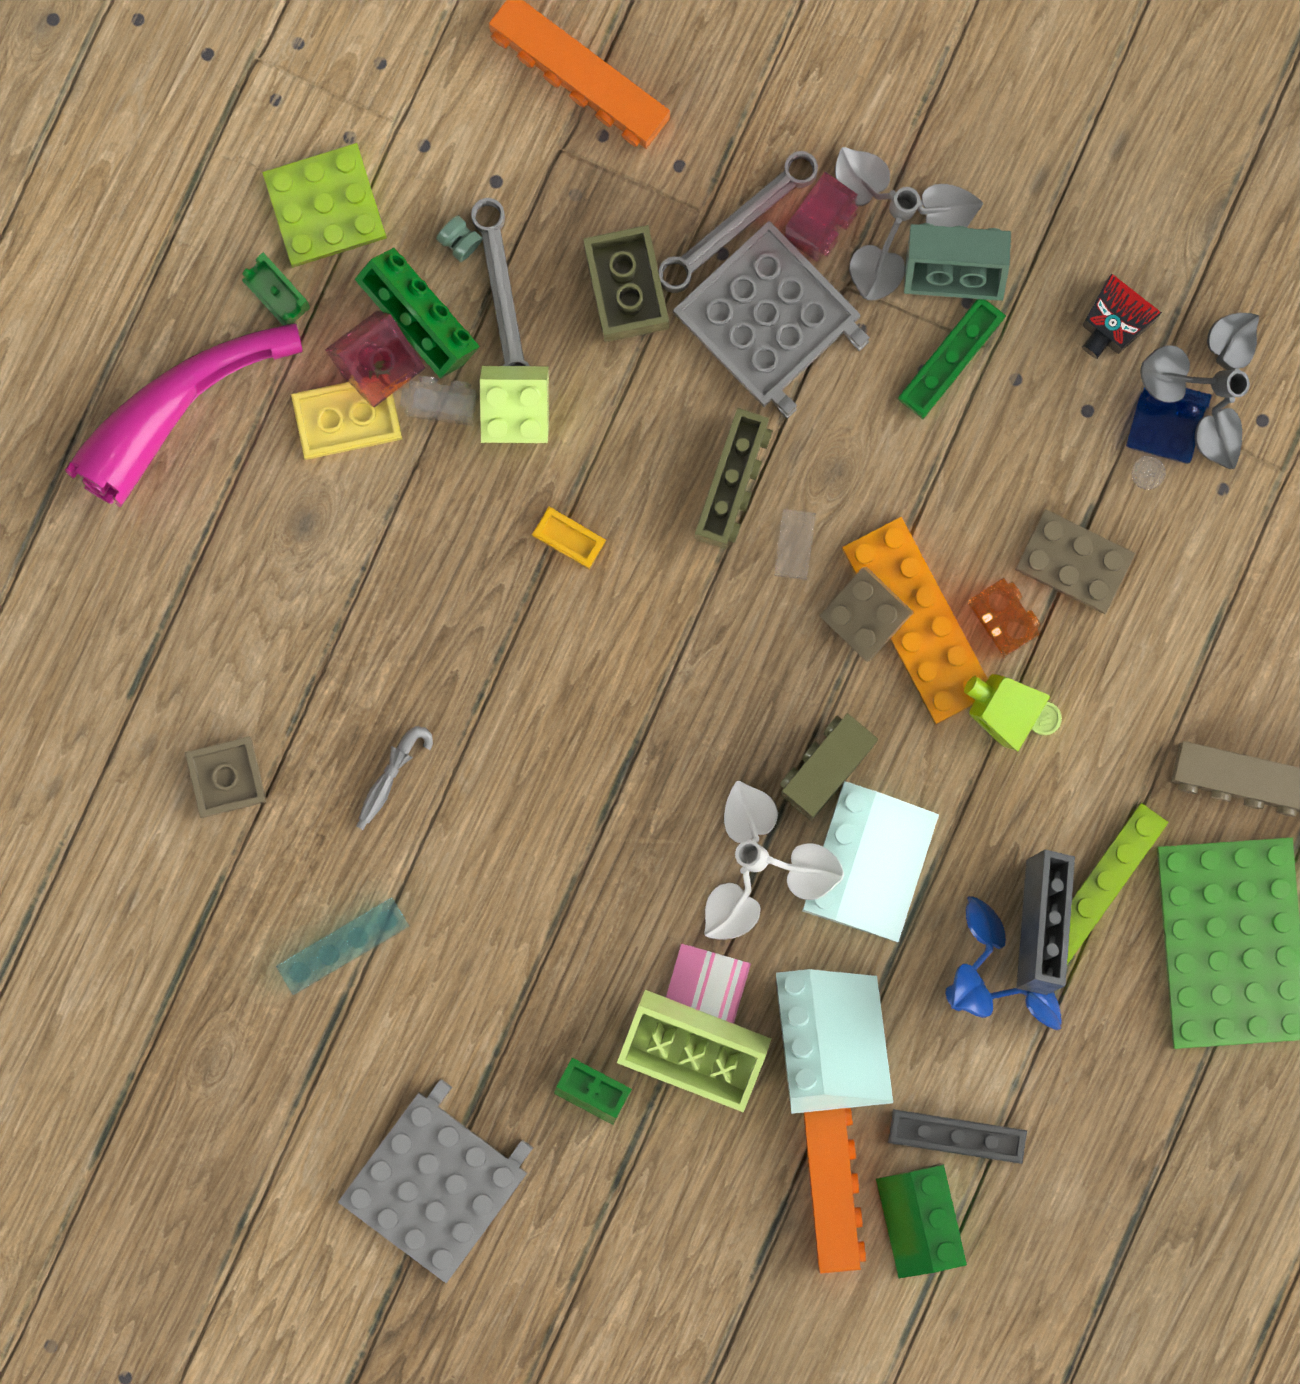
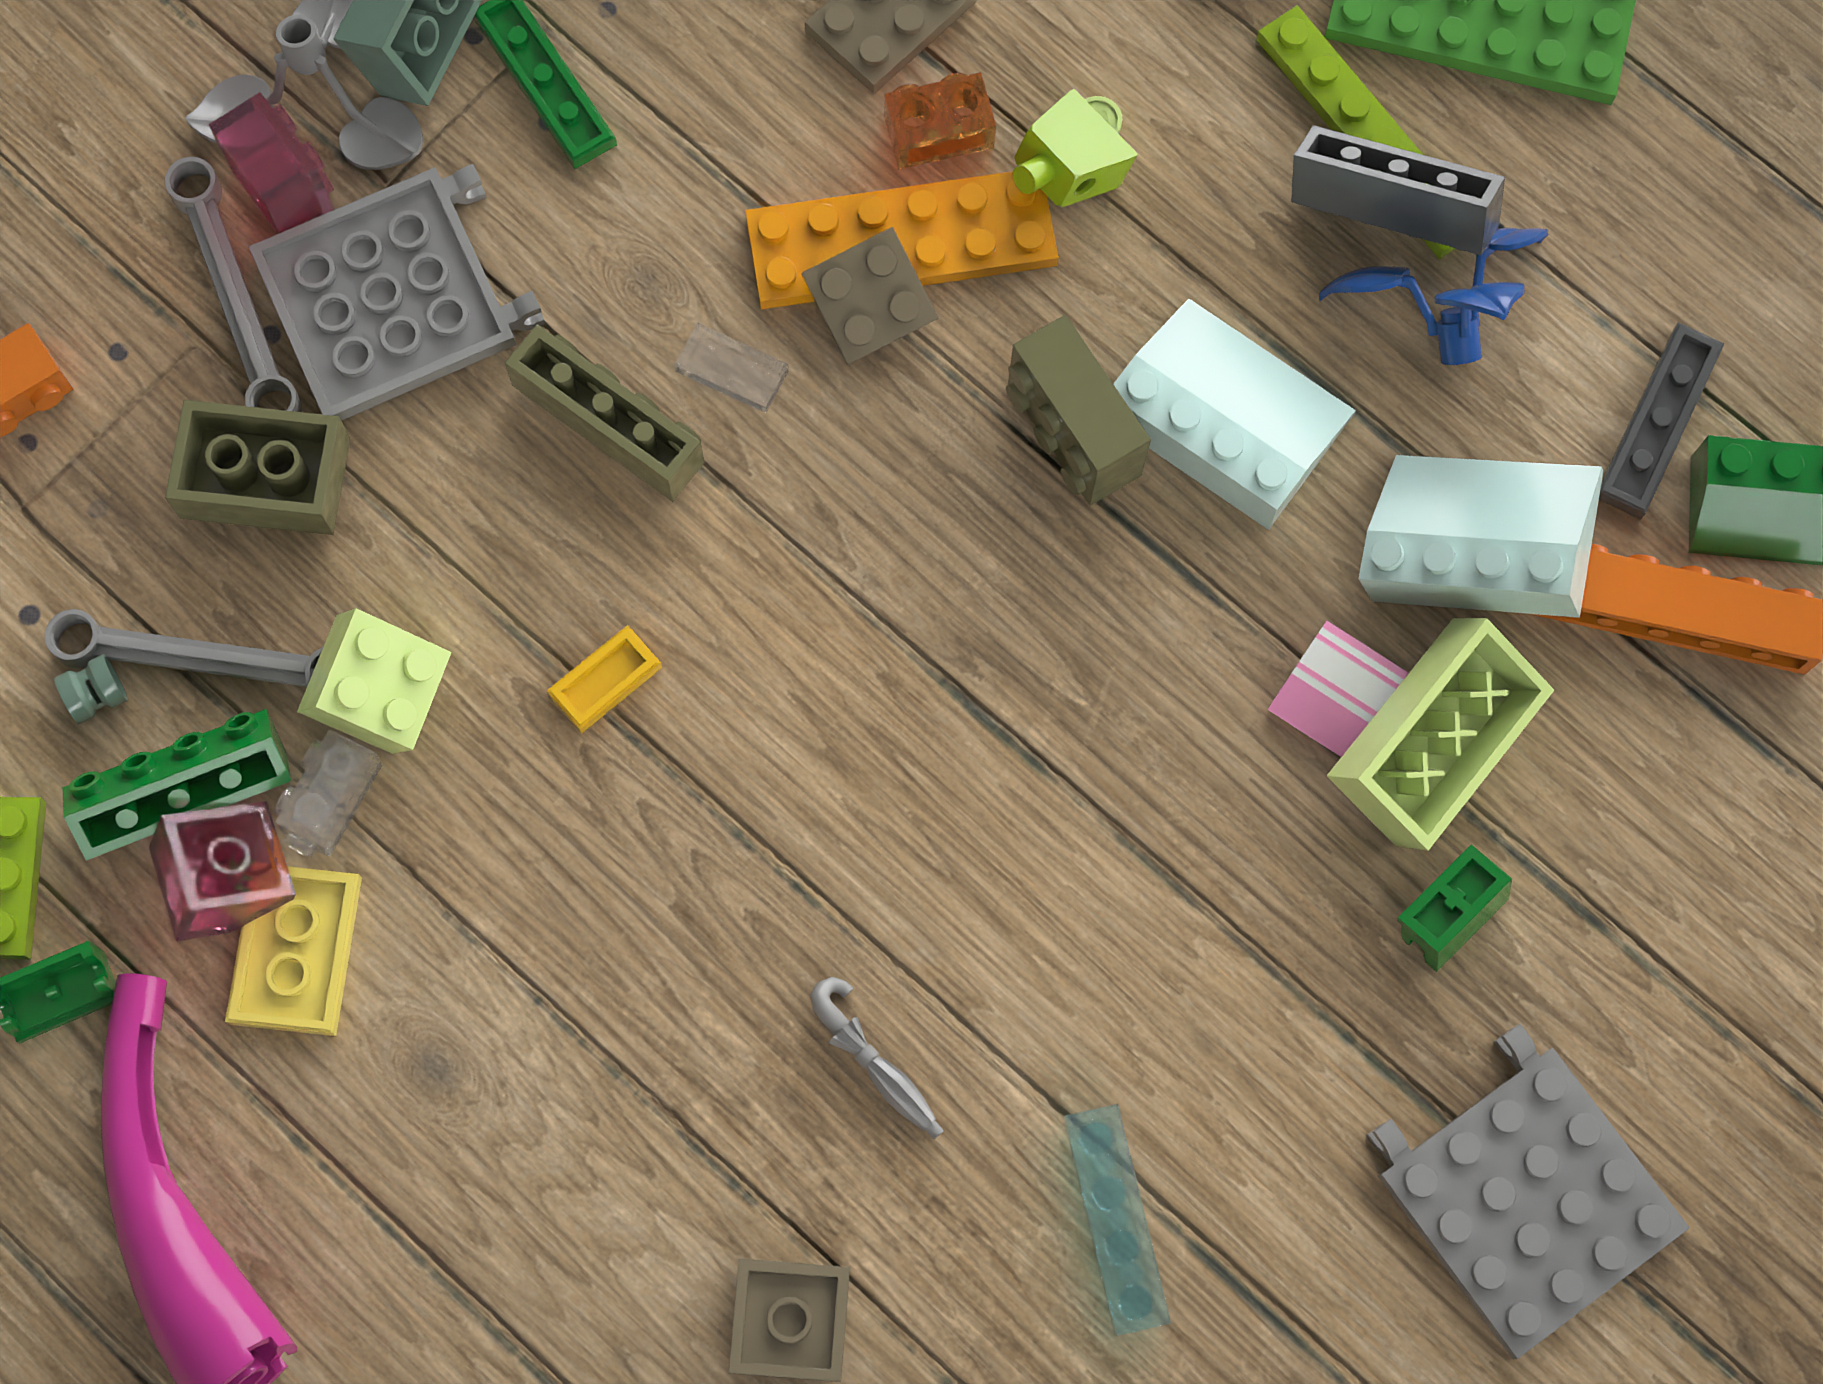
camera: 80 degrees left, 10 degrees down
(811, 874) = (1226, 475): white plant -> none

